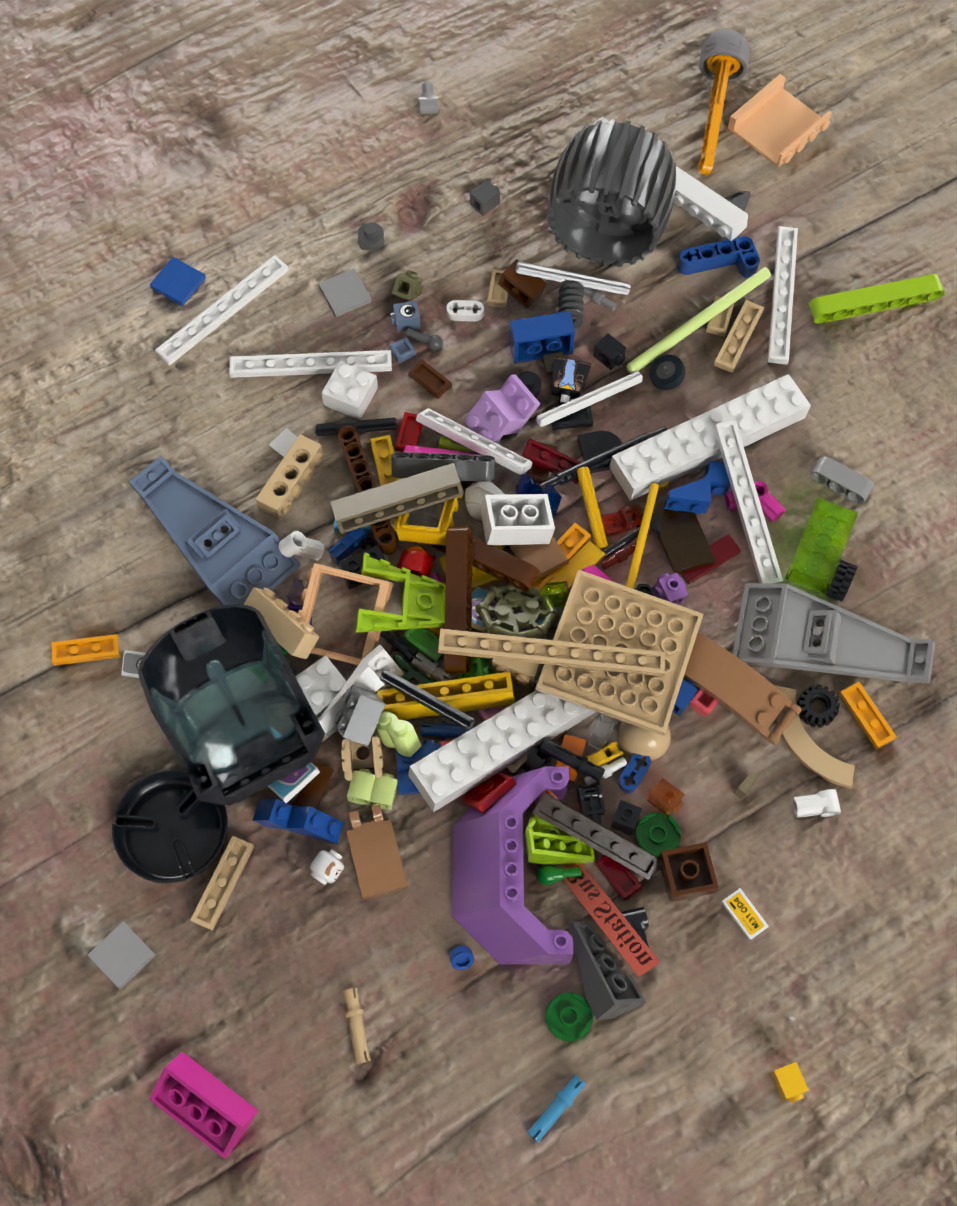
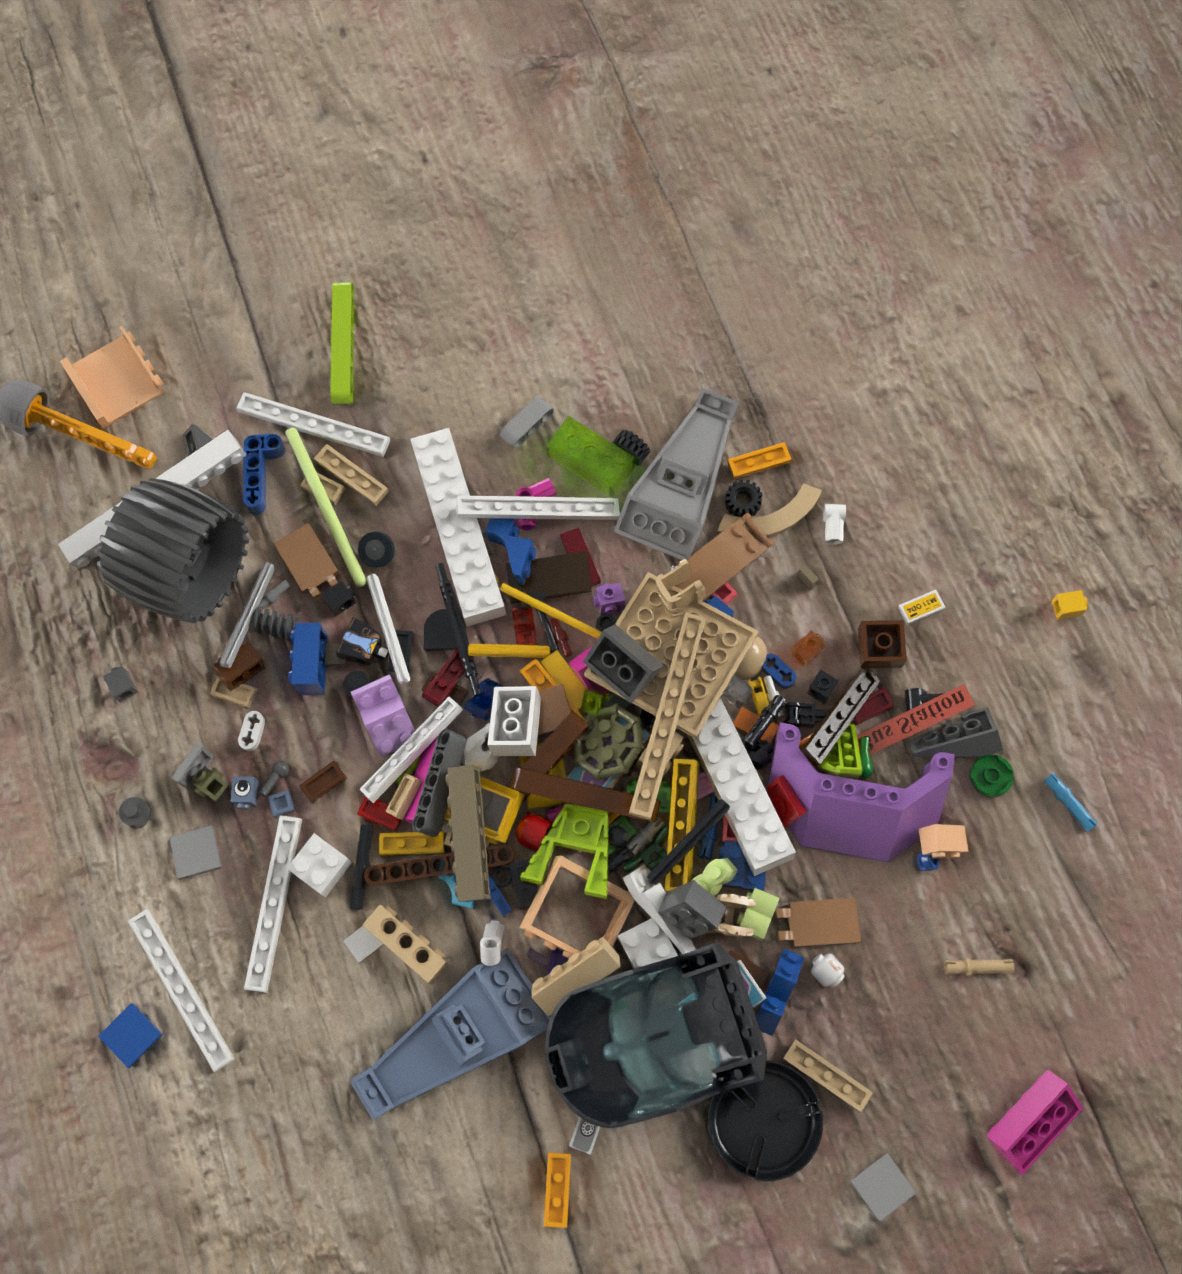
camera: 75 degrees left, 5 degrees up
(424, 265) = (195, 760): none -> light grey tile
(425, 641) = (617, 836): none -> black tile
(426, 443) = (403, 796): none -> tan tile
(482, 965) = (943, 841): none -> light nougat brick
(596, 600) = (622, 663): none -> dark grey slope
(642, 319) = (307, 560): none -> medium nougat tile
(657, 833) = (840, 662): green tile -> none
(685, 651) = (680, 574): none -> tan piece

